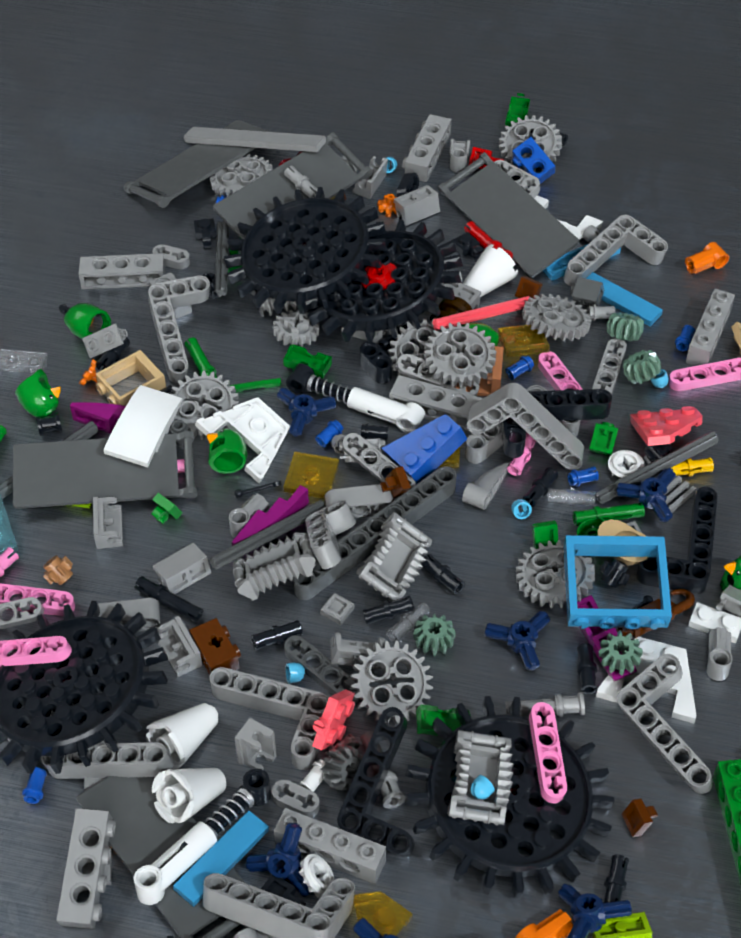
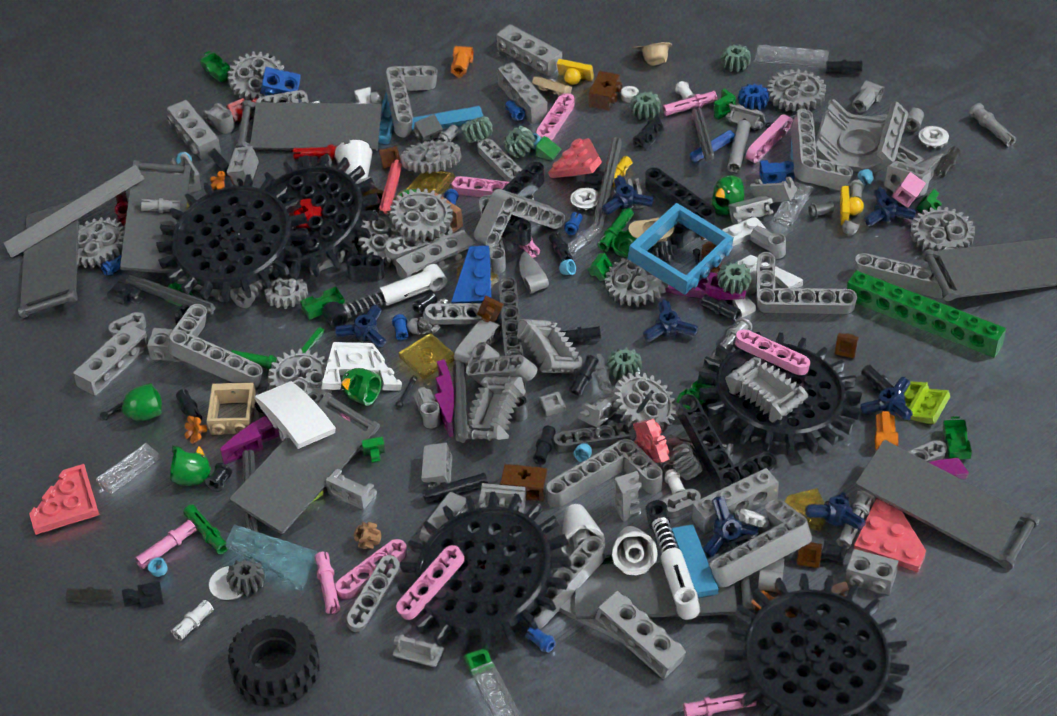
camera: 50 degrees left, 5 degrees down
(104, 340) = (177, 401): light grey hinge -> none
(481, 788) = (777, 388): medium azure hinge -> none
(604, 438) = (555, 195): green bracket -> none
(661, 394) = (547, 149): none -> green slope

